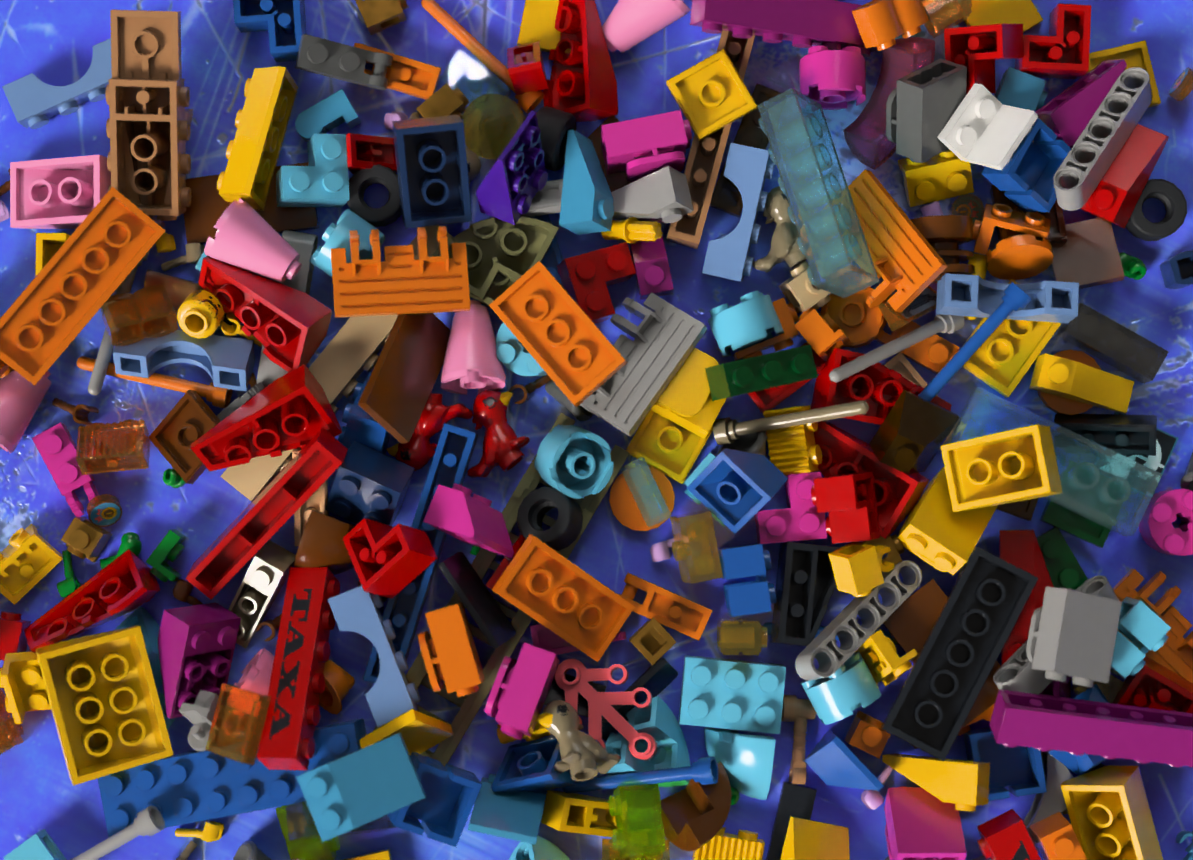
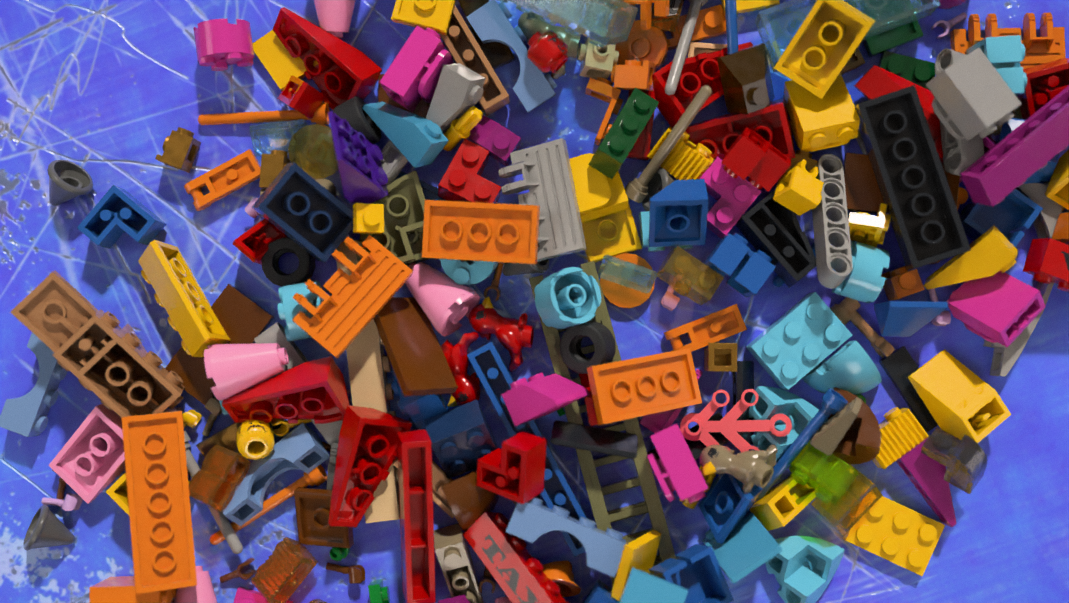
camera: 40 degrees left, 0 degrees up
(170, 509) = (355, 572): none -> reddish brown hand
(322, 181) = (247, 286): medium azure brick -> none
(326, 116) = (210, 246): dark azure leg -> none
(342, 62) = (186, 203): dark grey plate -> none
(451, 651) = (611, 486): orange brick -> none
(478, 228) = (368, 218): none -> yellow plate
(680, 794) = (834, 429): none -> dark tan slope
(741, 636) = (770, 301): clear yellow brick -> none
(744, 323) = (583, 115): medium azure brick -> none
(767, 240) = (547, 51): none -> red head
(1137, 561) = (947, 25): none -> lavender hand

